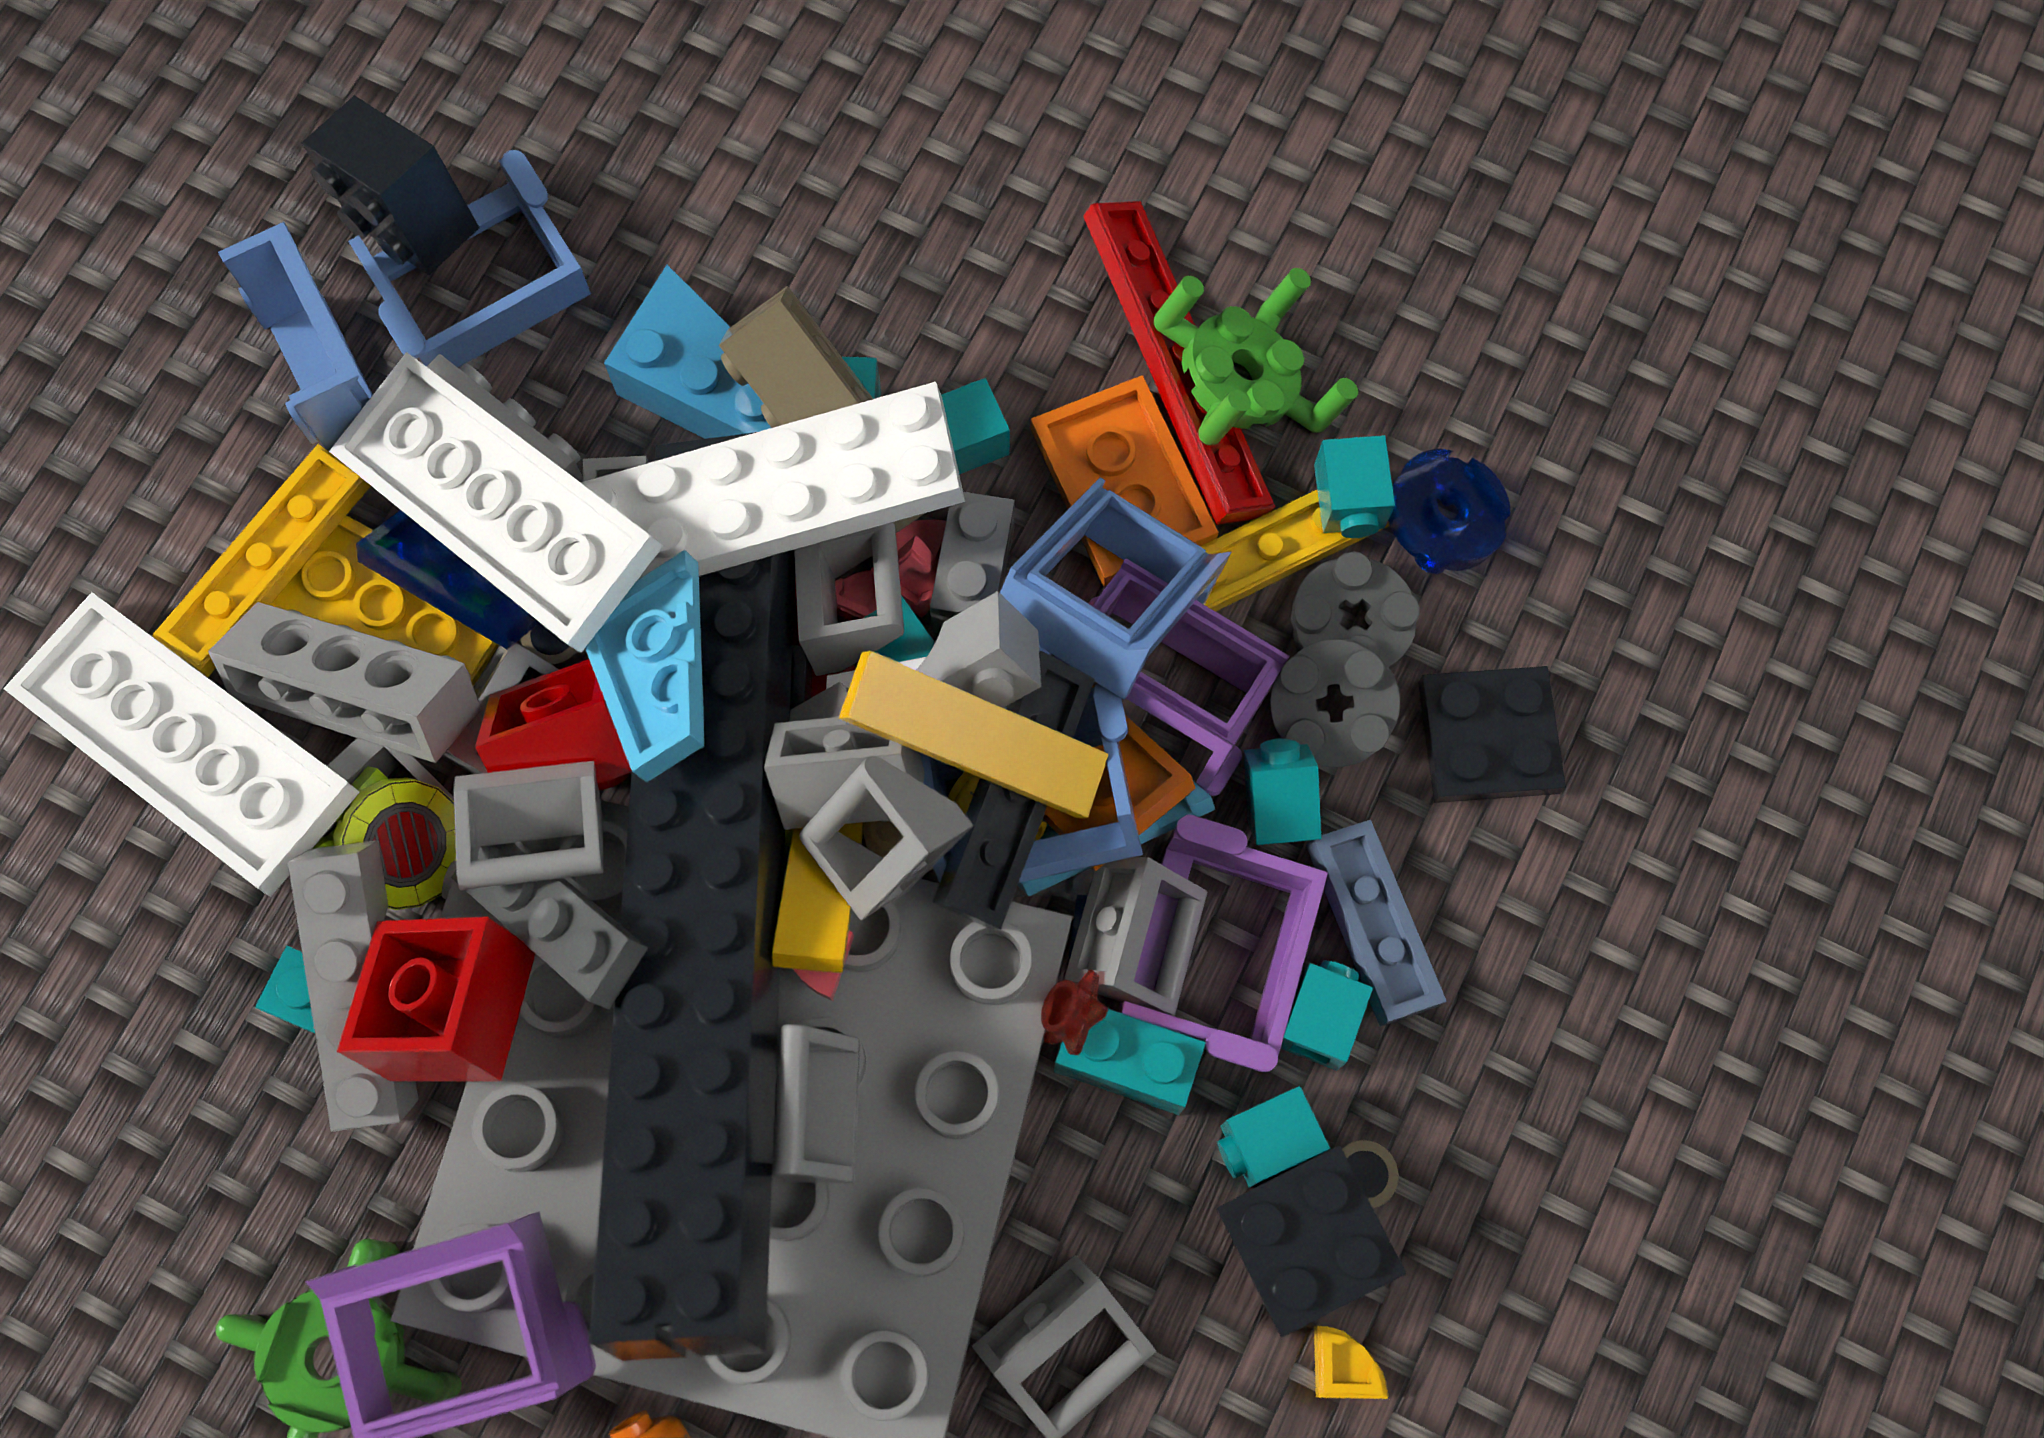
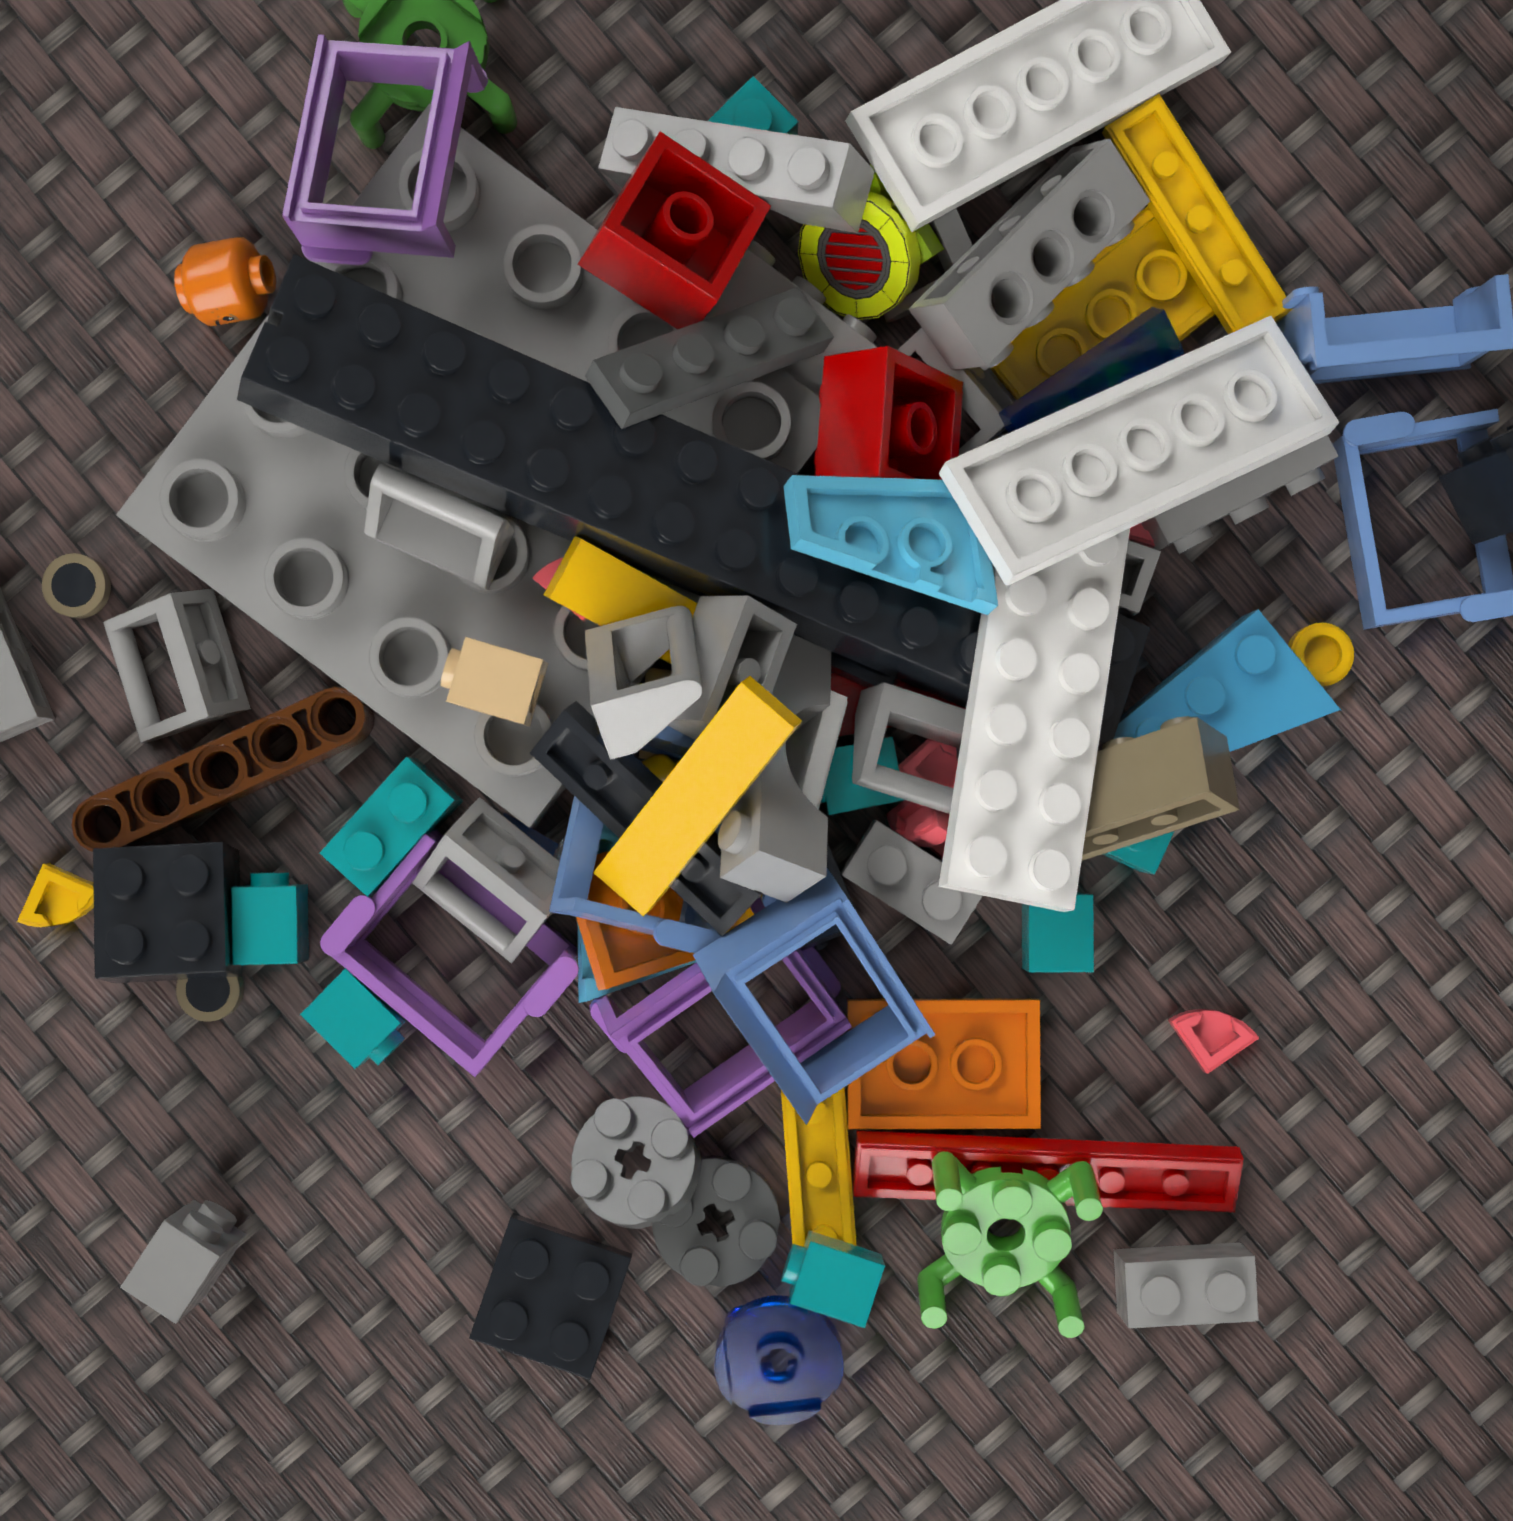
camera: 110 degrees right, 15 degrees up
(522, 808) = (818, 375): light grey tile -> none
(617, 309) = (1324, 651): none -> yellow tile
(945, 987) = (494, 680): none -> tan brick
(999, 277) = (1212, 1036): none -> coral tile
(1071, 1011) = (439, 789): clear red plate -> none
(1180, 1257) = (194, 777): none -> reddish brown beam
(1220, 210) = (1185, 1285): none -> light grey brick
(1282, 792) = (568, 1071): teal brick -> none
(1376, 923) = (420, 1103): sand blue plate -> none
(1628, 1071) = (184, 1259): none -> light grey brick

